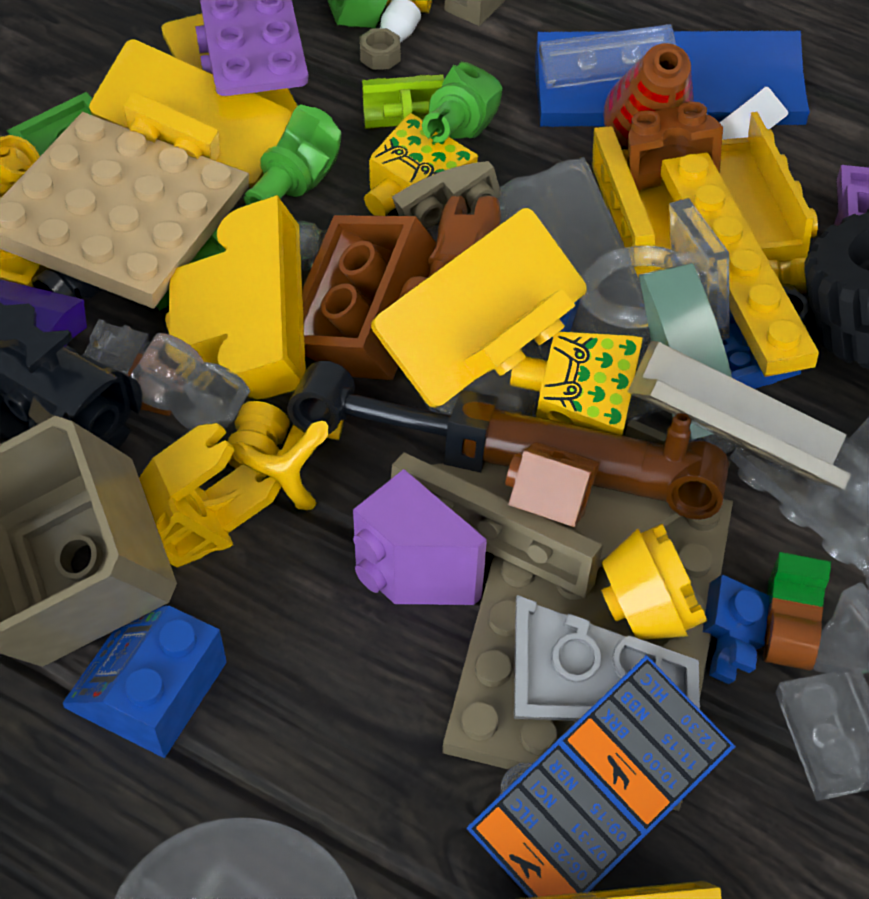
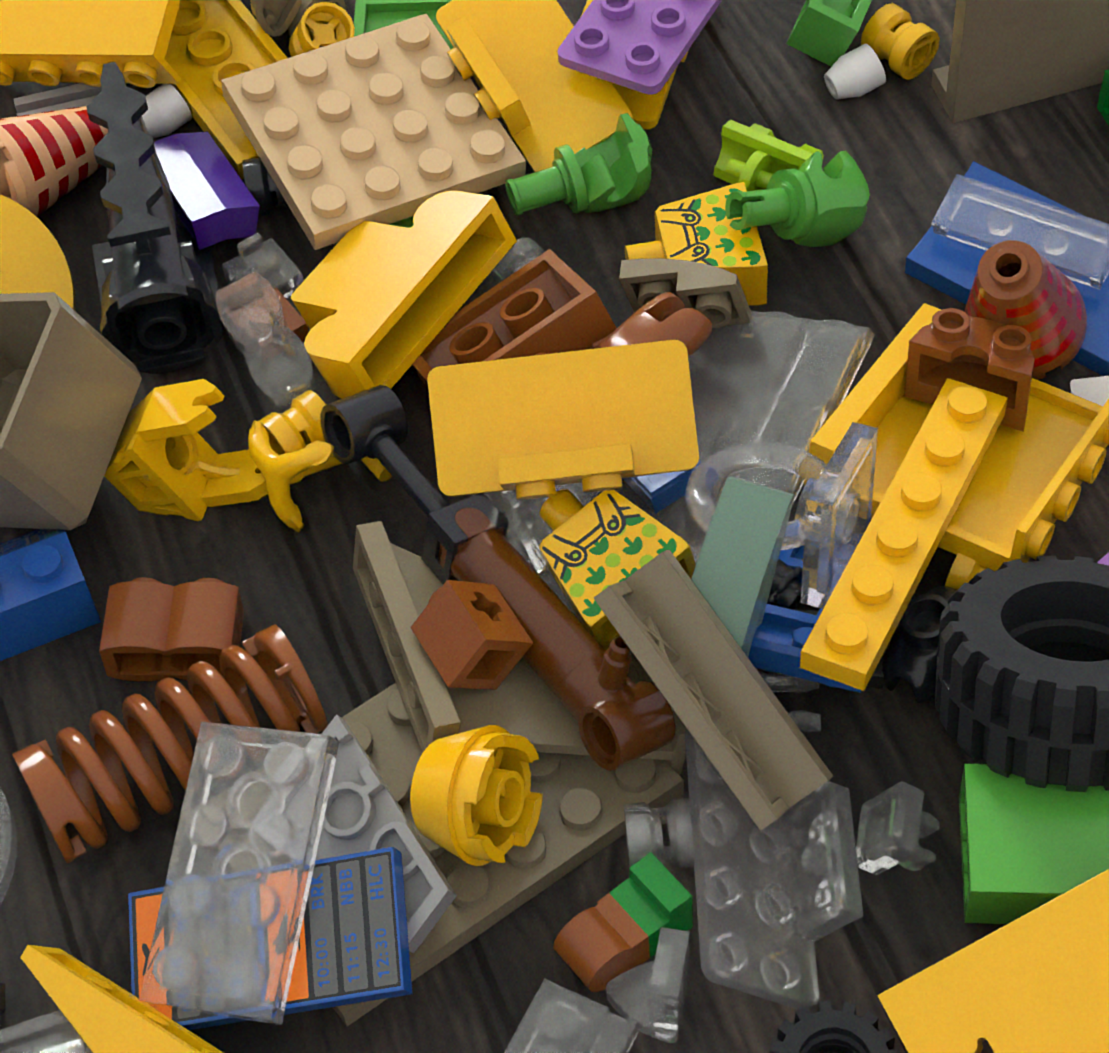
camera: 45 degrees right, 0 degrees up
(301, 628) = (164, 629): none -> dark orange brick
(380, 48) = (805, 94): dark tan tile -> none
(385, 732) = (273, 677): none -> dark orange piece
(417, 547) = (316, 604): medium lavender slope -> none
(551, 750) = (240, 872): none -> clear plate
(739, 622) = (559, 892): blue plate -> none
(754, 546) = (645, 832): none -> clear wheel

